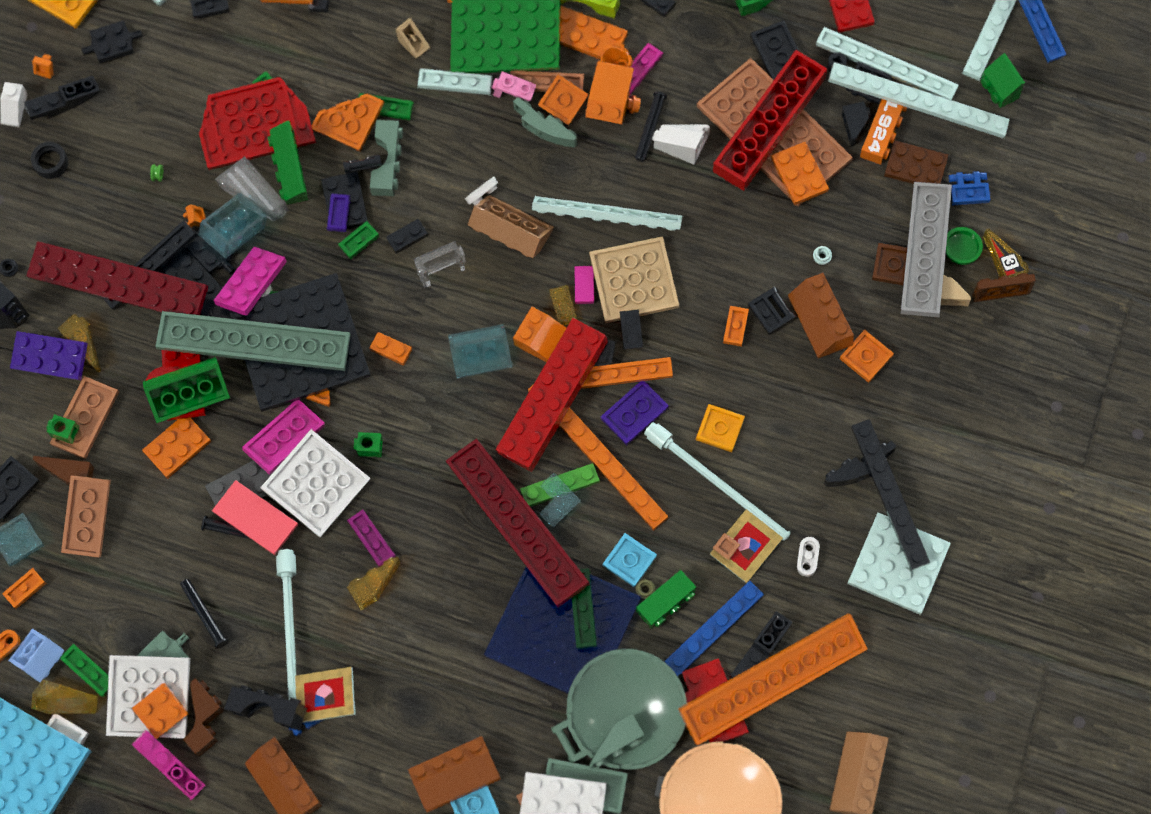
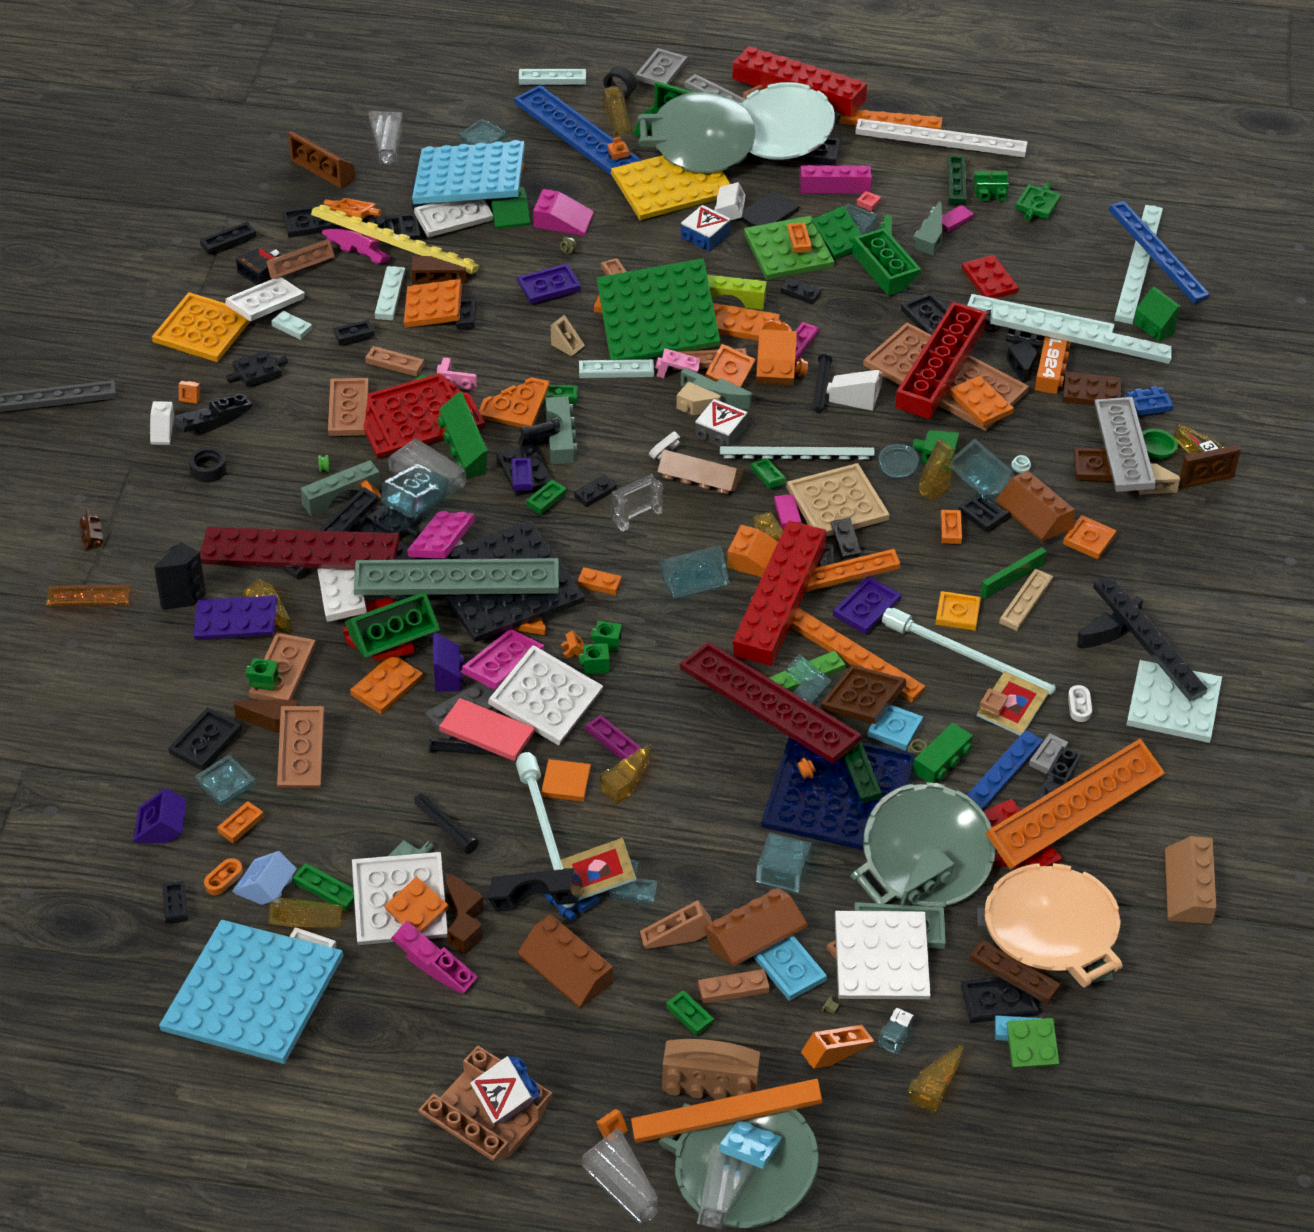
camera: 15 degrees left, 25 degrees down
(143, 339) = (338, 594): none -> white plate
(150, 212) = (320, 494): none -> sand green arch
(189, 101) = (347, 406): none -> nougat plate
(230, 436) = (447, 664): none -> dark purple slope
(243, 49) = (394, 361): none -> nougat plate
(287, 70) = (461, 380): none -> bright pink bracket
(319, 579) = (566, 780): none -> orange tile
(353, 425) = (573, 645): none -> orange tile
(364, 713) = (638, 890): none -> clear light blue plate
(387, 761) = (680, 927): none -> nougat slope
(388, 426) = (607, 633): none -> green brick
(494, 702) = (783, 862): none -> clear light blue brick
(523, 135) = (695, 399): none -> tan slope
(534, 605) = (806, 768): none -> orange plate
(540, 170) = (720, 424): none -> piece
(574, 237) = (768, 473): none -> green plate
(607, 522) = (863, 694): none -> reddish brown plate
(703, 236) = (898, 460): none -> clear light blue piece
(732, 266) = (937, 472): none -> clear yellow slope
(745, 226) = (928, 445): none -> green torso
(764, 611) = (1047, 753): none -> light grey plate
(778, 263) = (981, 469): none -> clear light blue slope
(782, 392) = (1013, 573): none -> green tile
(788, 422) = (1026, 599): none -> tan tile

